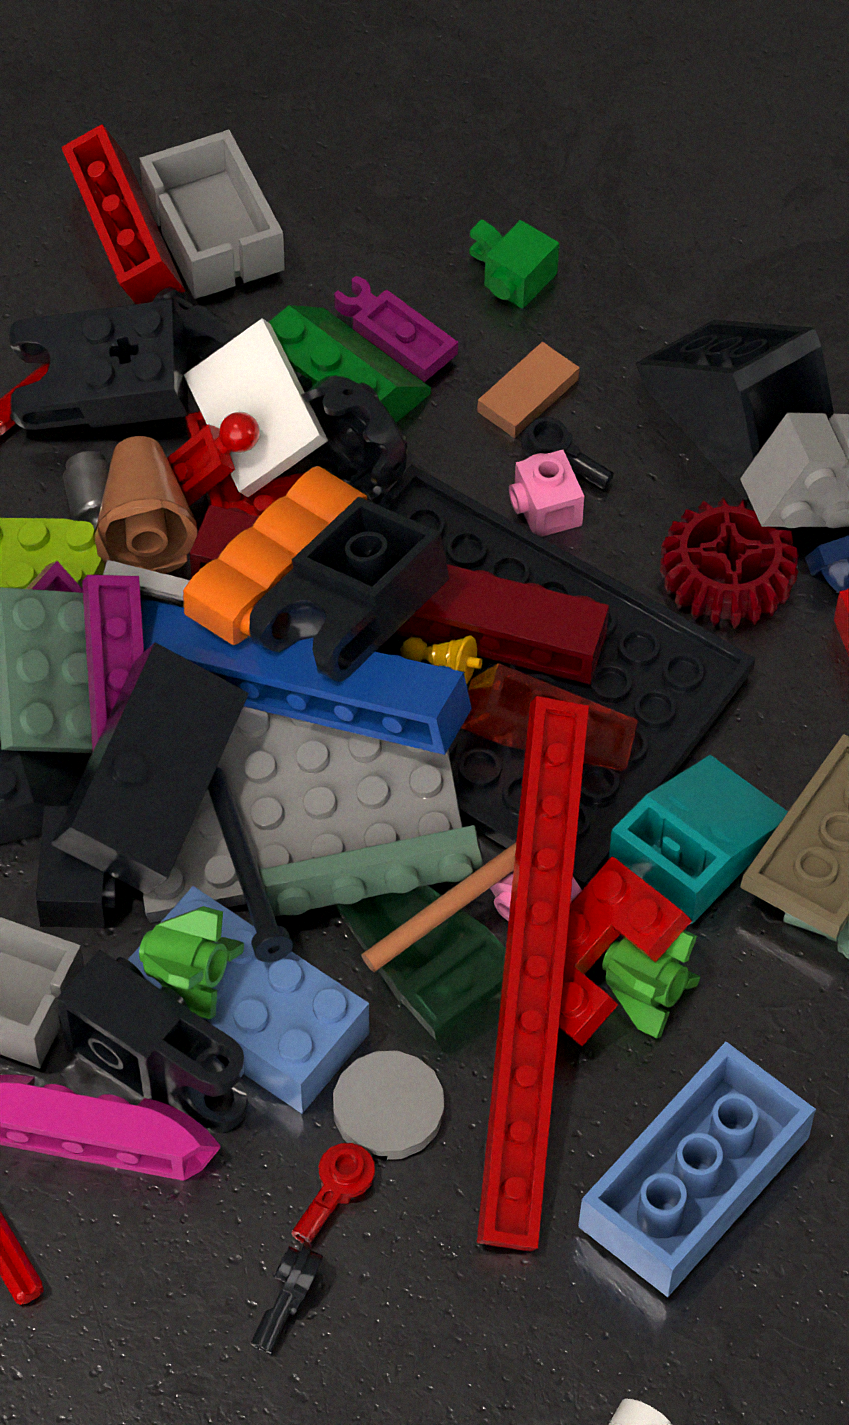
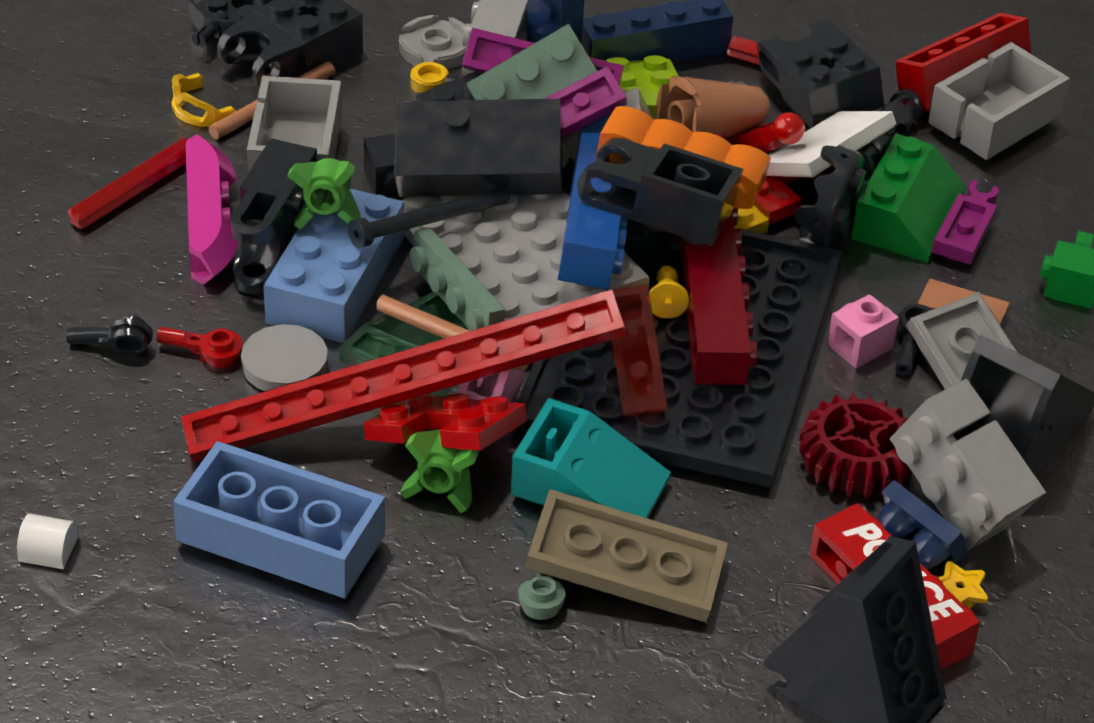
camera: 70 degrees right, 15 degrees down
(599, 407) = (951, 332): none -> light grey tile

